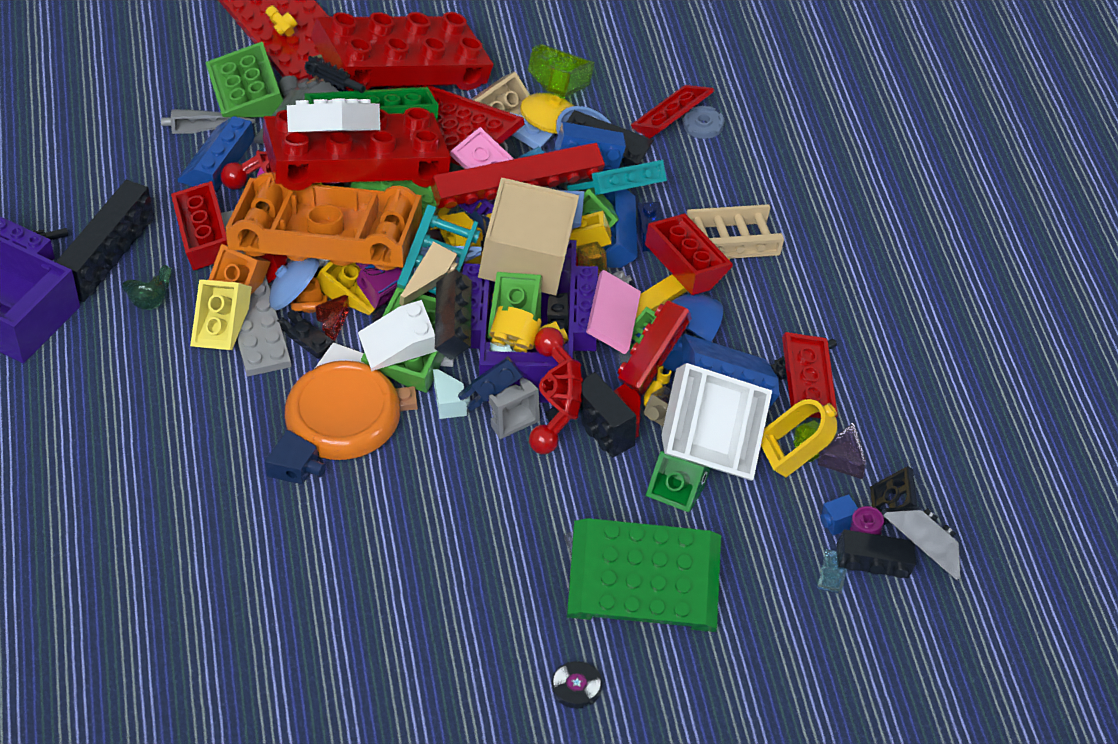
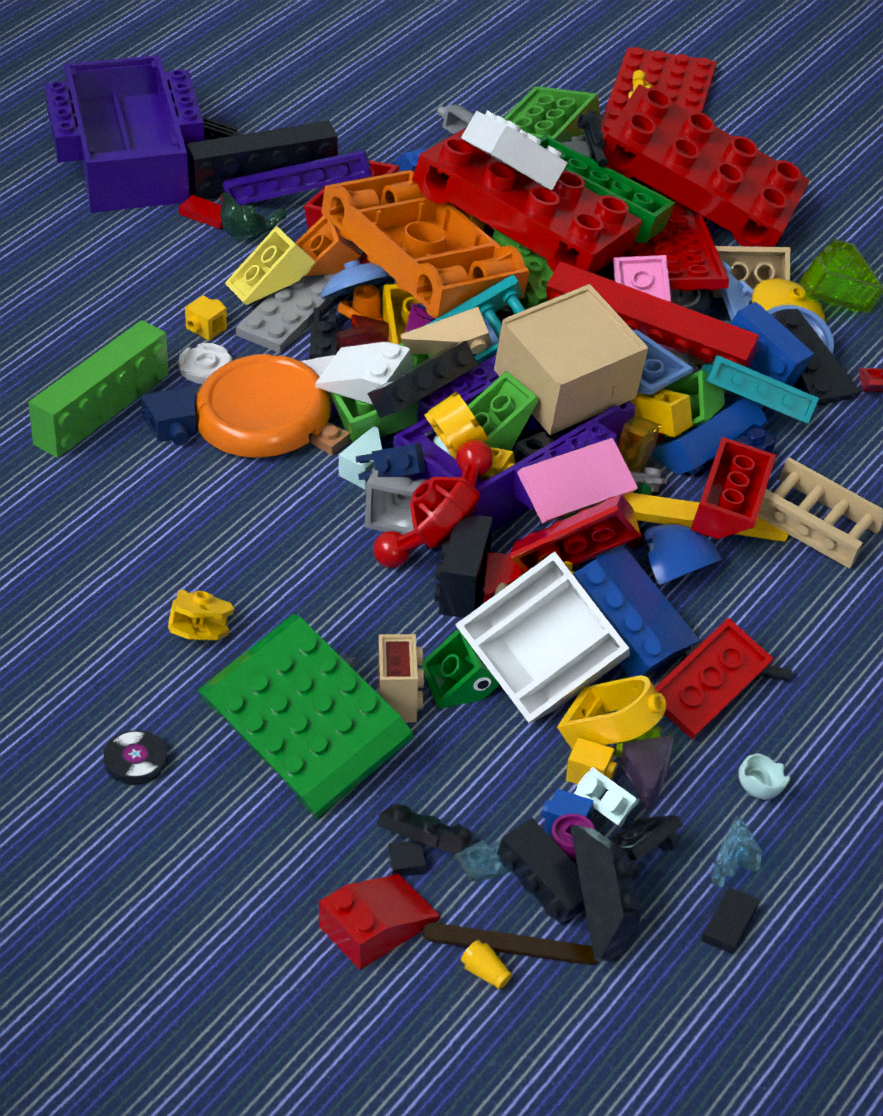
camera: 45 degrees right, 5 degrees down
(106, 305) = (202, 211): none -> red tile
(155, 236) = (299, 177): none -> dark purple plate
(218, 378) = (206, 317): none -> yellow brick
(234, 477) = (98, 388): none -> bright green brick
(258, 410) = (202, 361): none -> white tile
(496, 569) = (199, 616): none -> yellow hinge
(660, 505) = (399, 674): none -> tan piece
(783, 586) = (424, 829): none -> black hinge
(792, 611) = (406, 858): none -> black tile
(812, 476) = (588, 755): none -> yellow brick
(825, 657) = (374, 917): none -> red slope
(839, 486) = (615, 803): none -> light aqua hips
(899, 411) = (762, 776): none -> light aqua hair
(900, 610) = (510, 943): none -> dark brown piece
(909, 631) = (485, 964): none -> yellow cone
(939, 464) = (737, 850): none -> clear light blue slope
(979, 503) = (730, 920): none -> black tile

